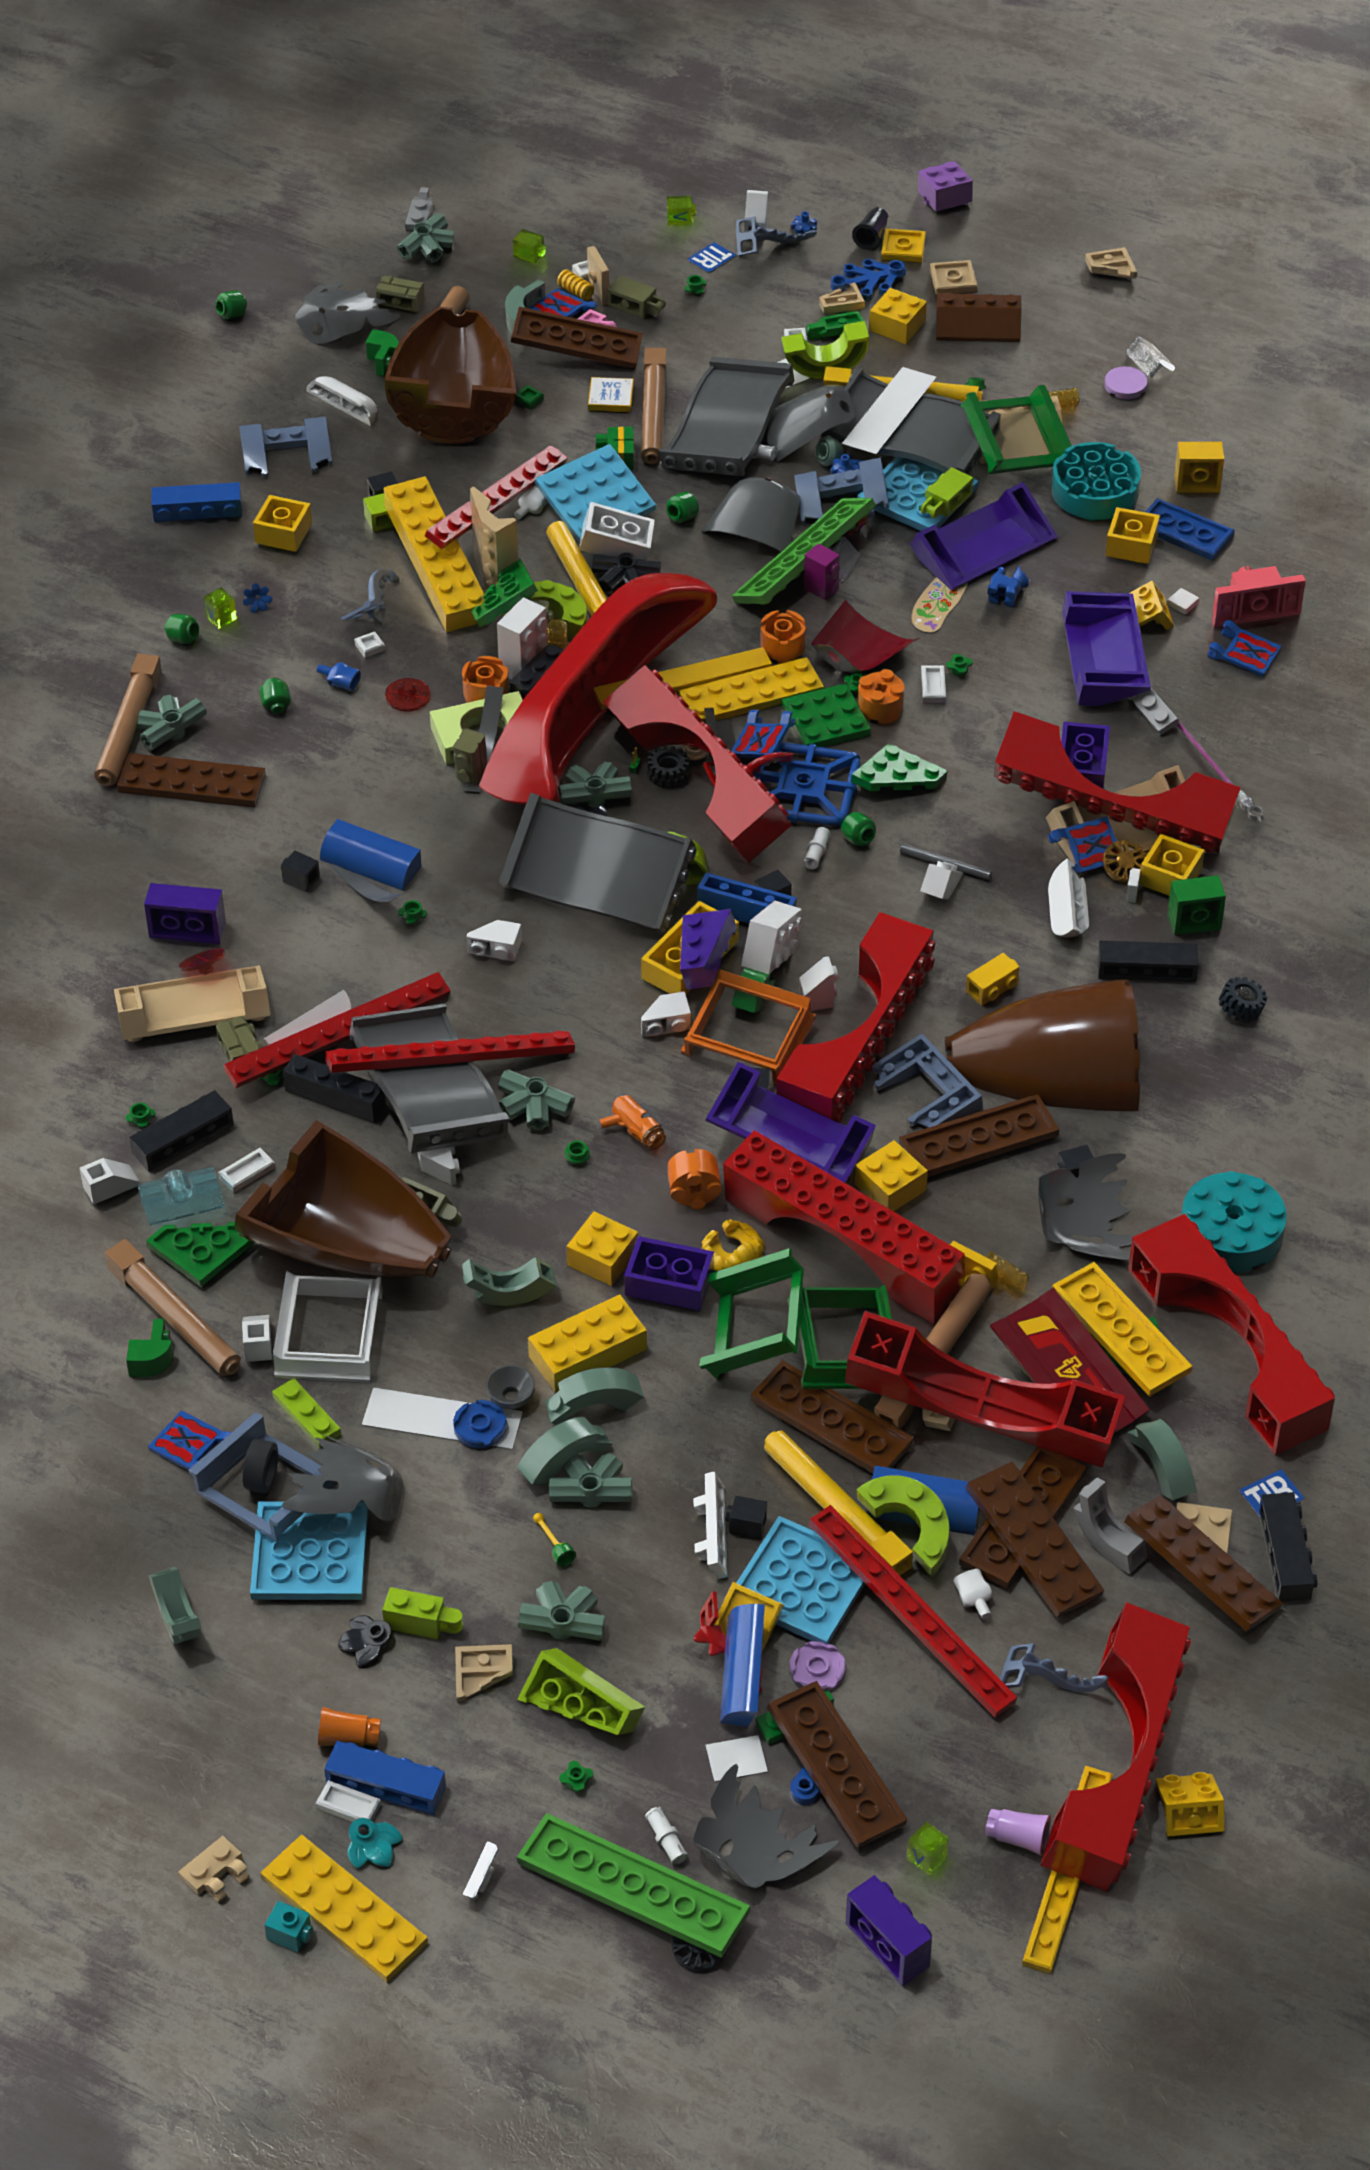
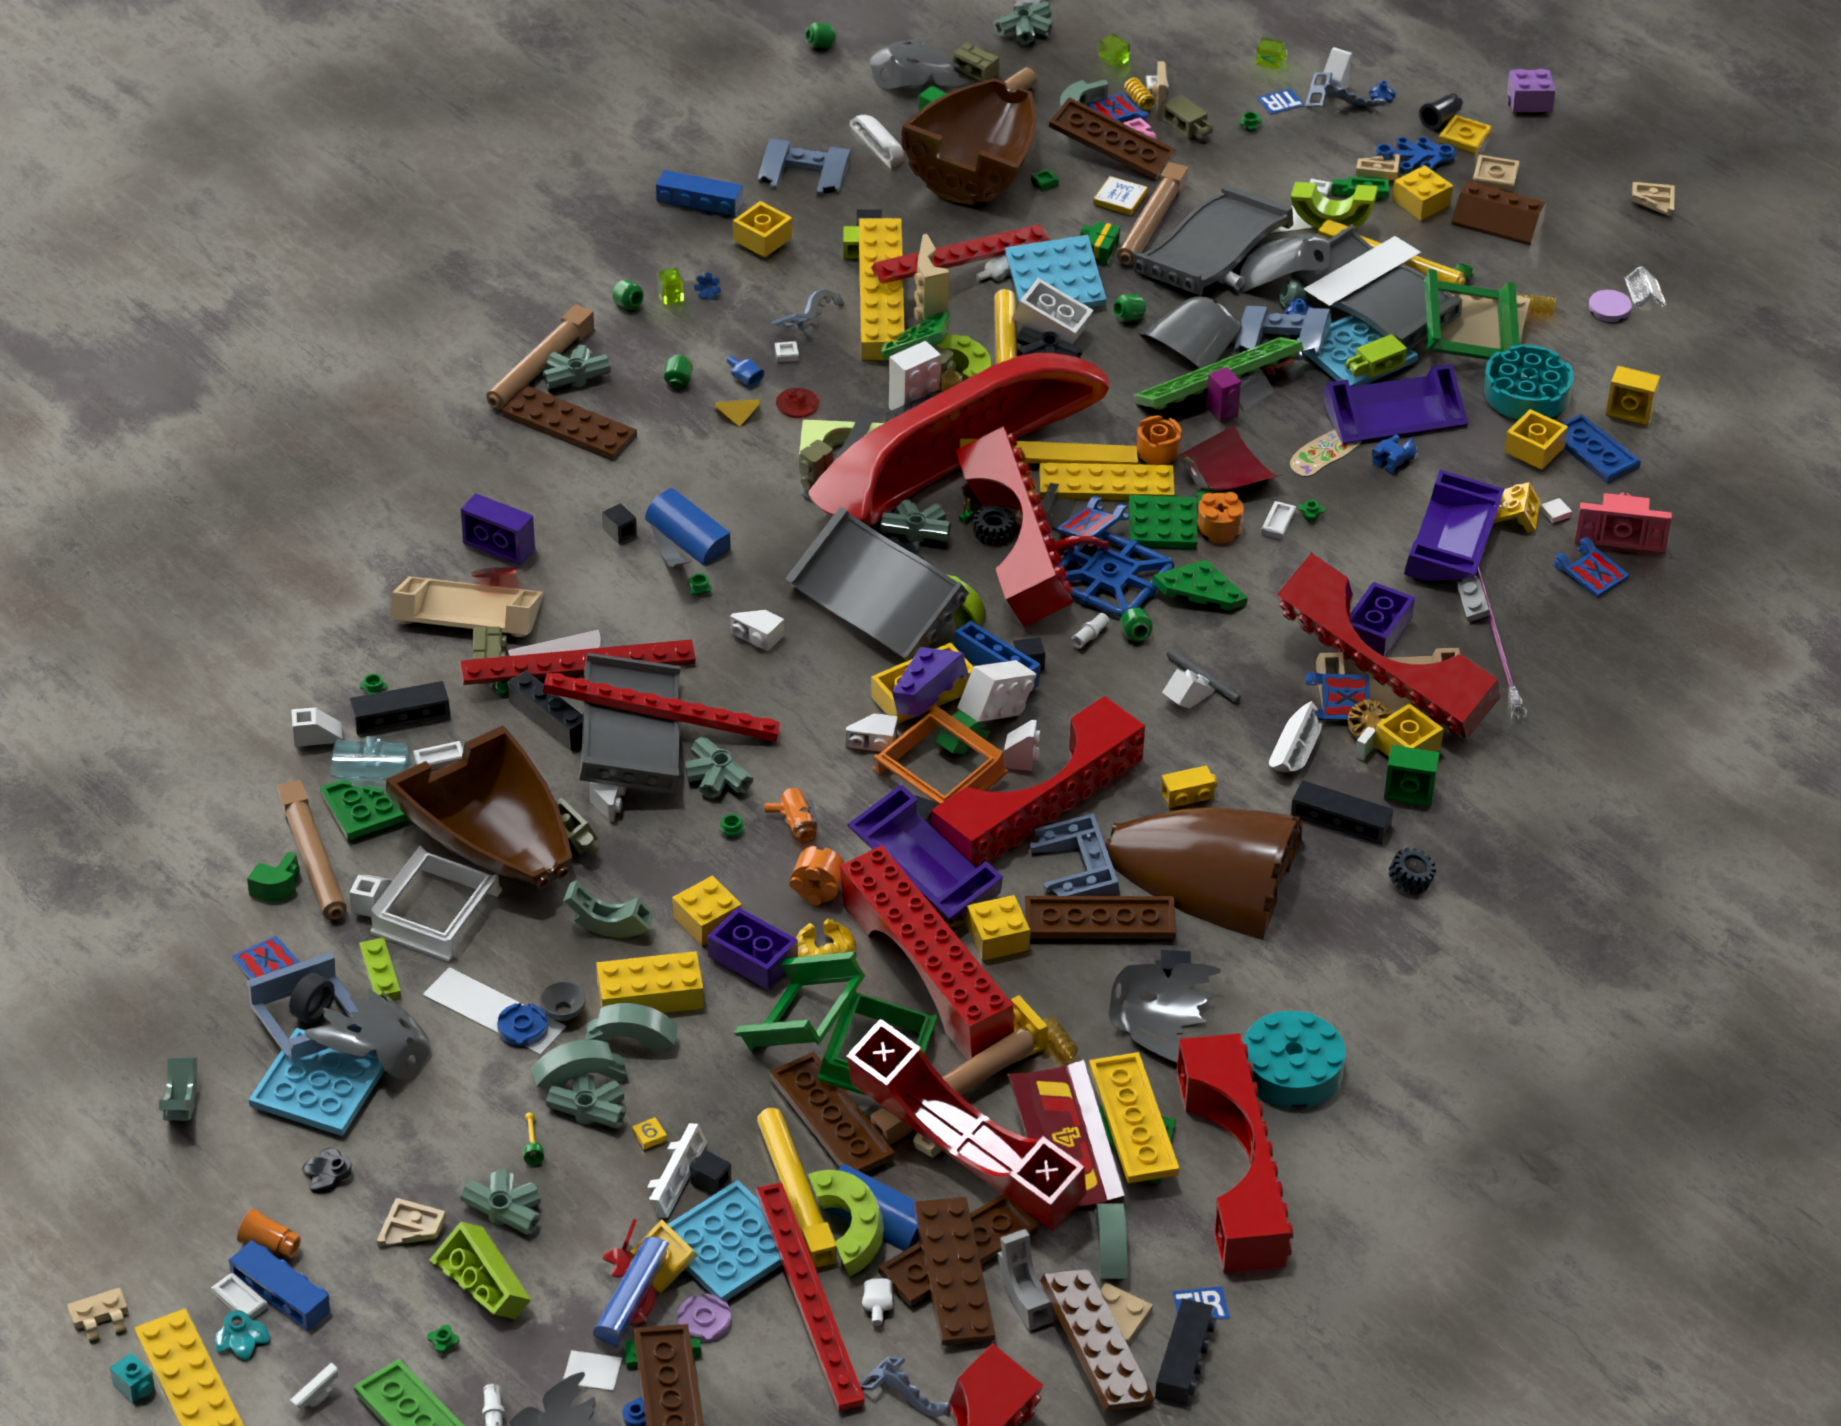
camera: 20 degrees right, 5 degrees down
(354, 720) = (737, 410): none -> yellow slope
(420, 1614) = (380, 1161): lime brick -> none
(483, 672) = (870, 399): orange brick -> none
(664, 1496) = (649, 1133): none -> yellow tile

